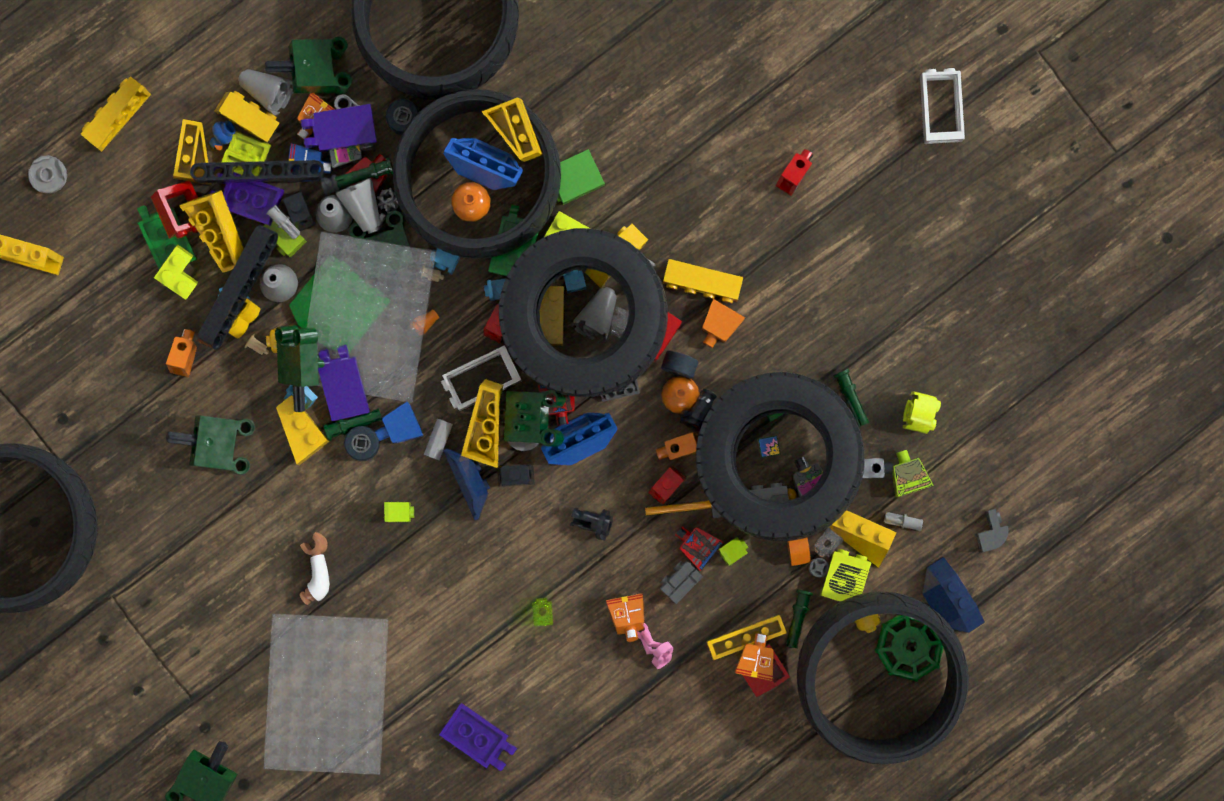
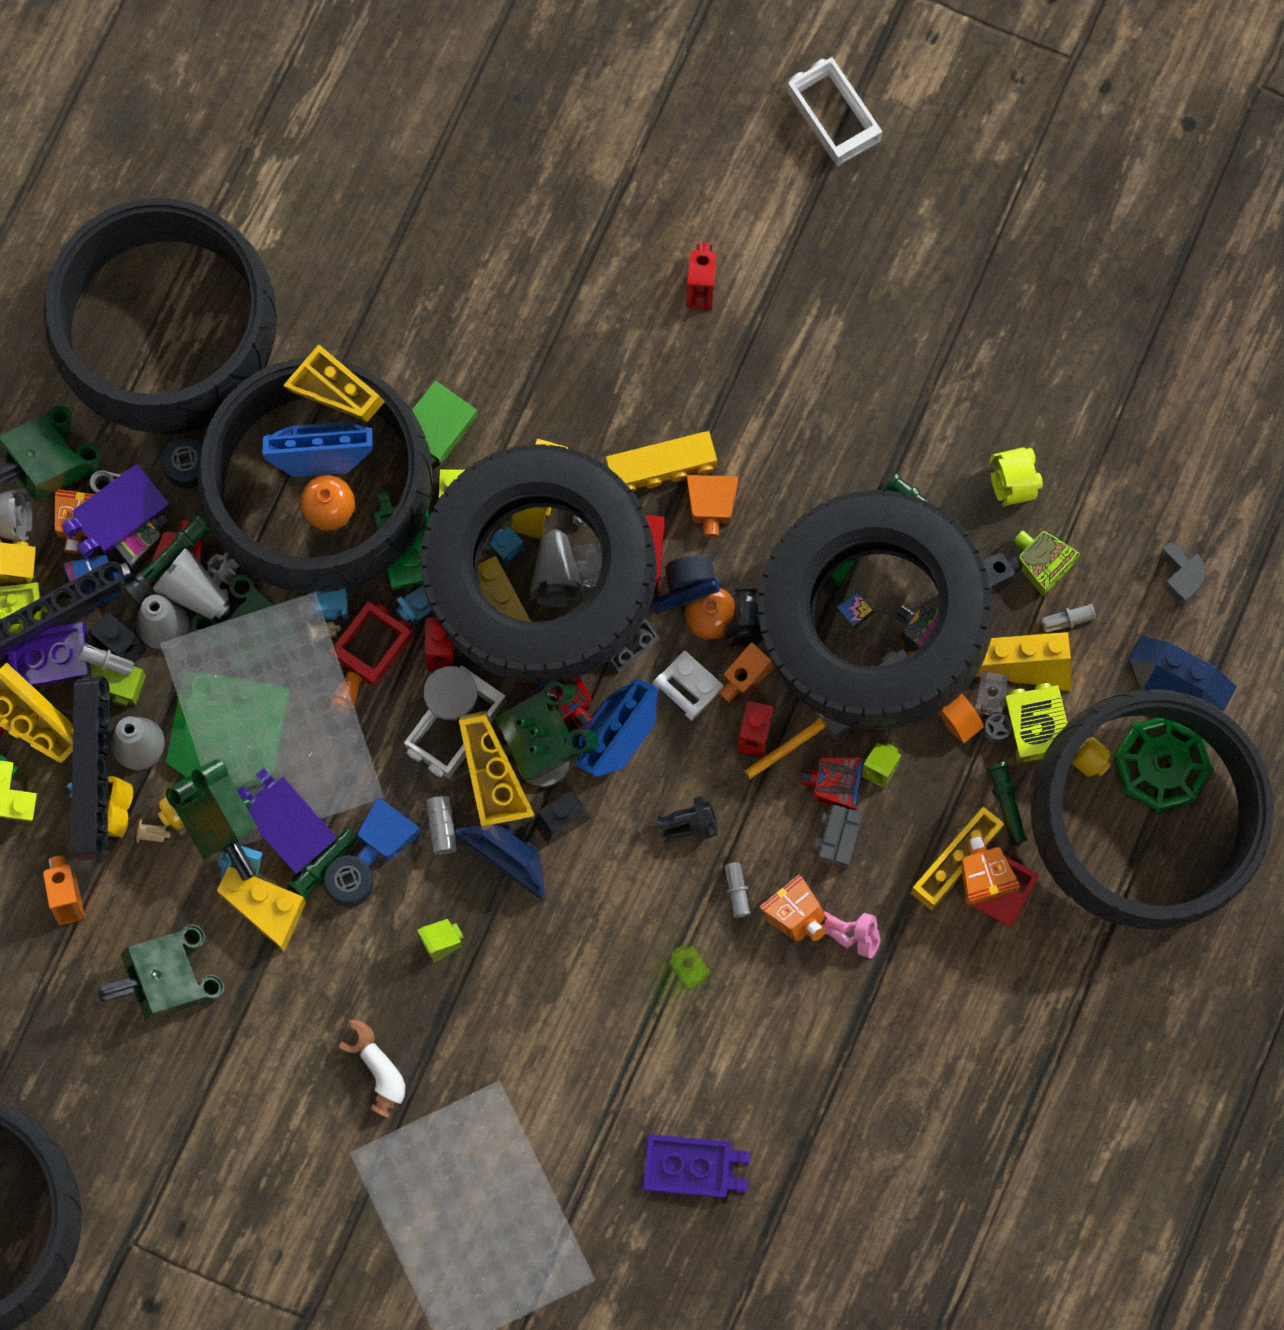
camera: 25 degrees left, 10 degrees down
(439, 308) = (355, 665): none -> red window
(487, 360) = (450, 693): none -> light grey tile
(599, 580) = (737, 890): none -> light grey axle
(646, 430) = (694, 679): none -> white plate
(670, 377) = (685, 595): none -> dark blue axle

